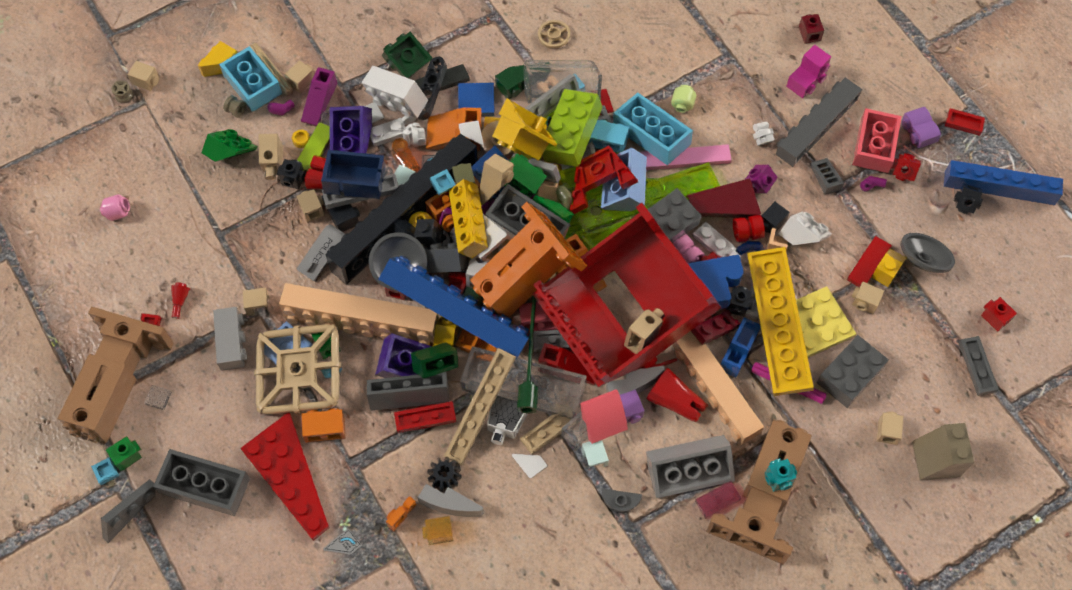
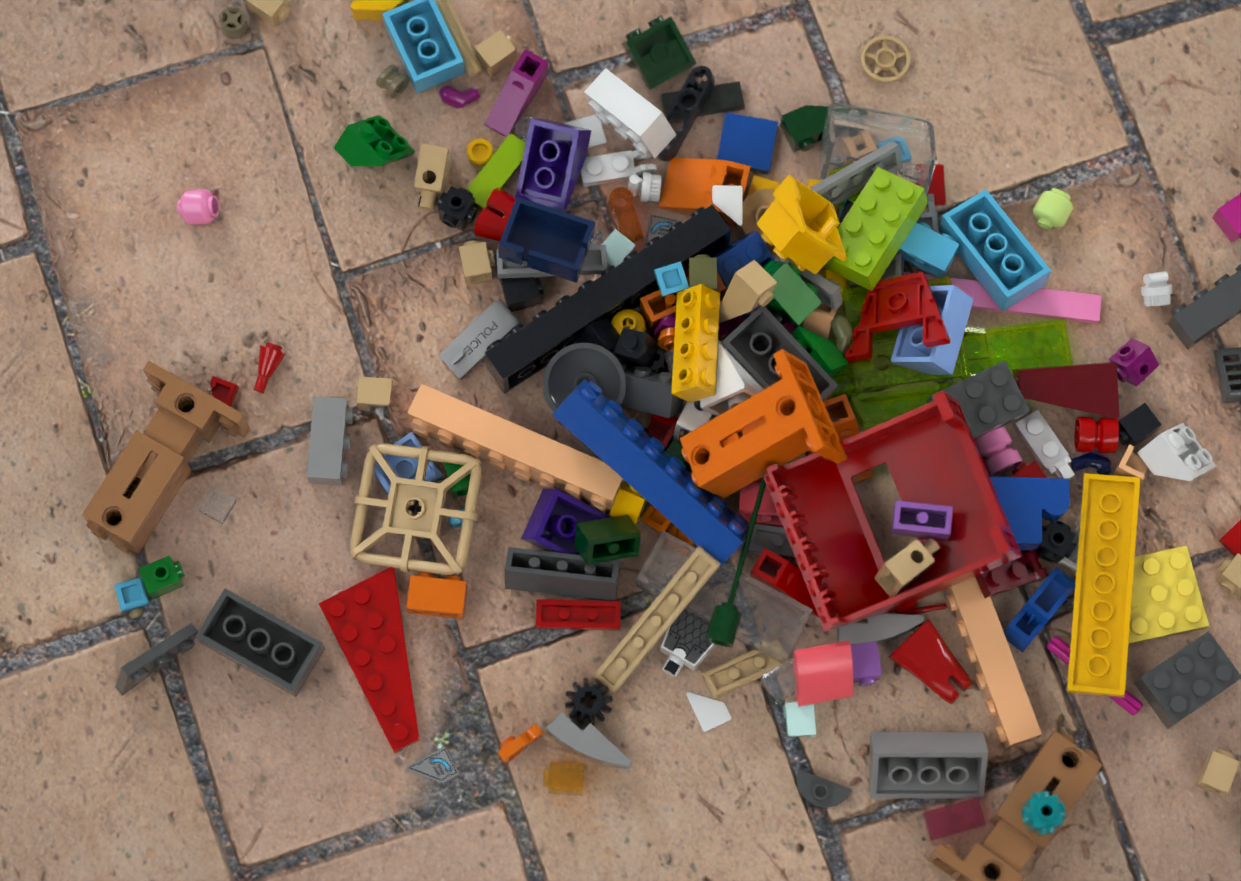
camera: 10 degrees right, 10 degrees up
(647, 297) = (921, 520): none -> medium lavender brick

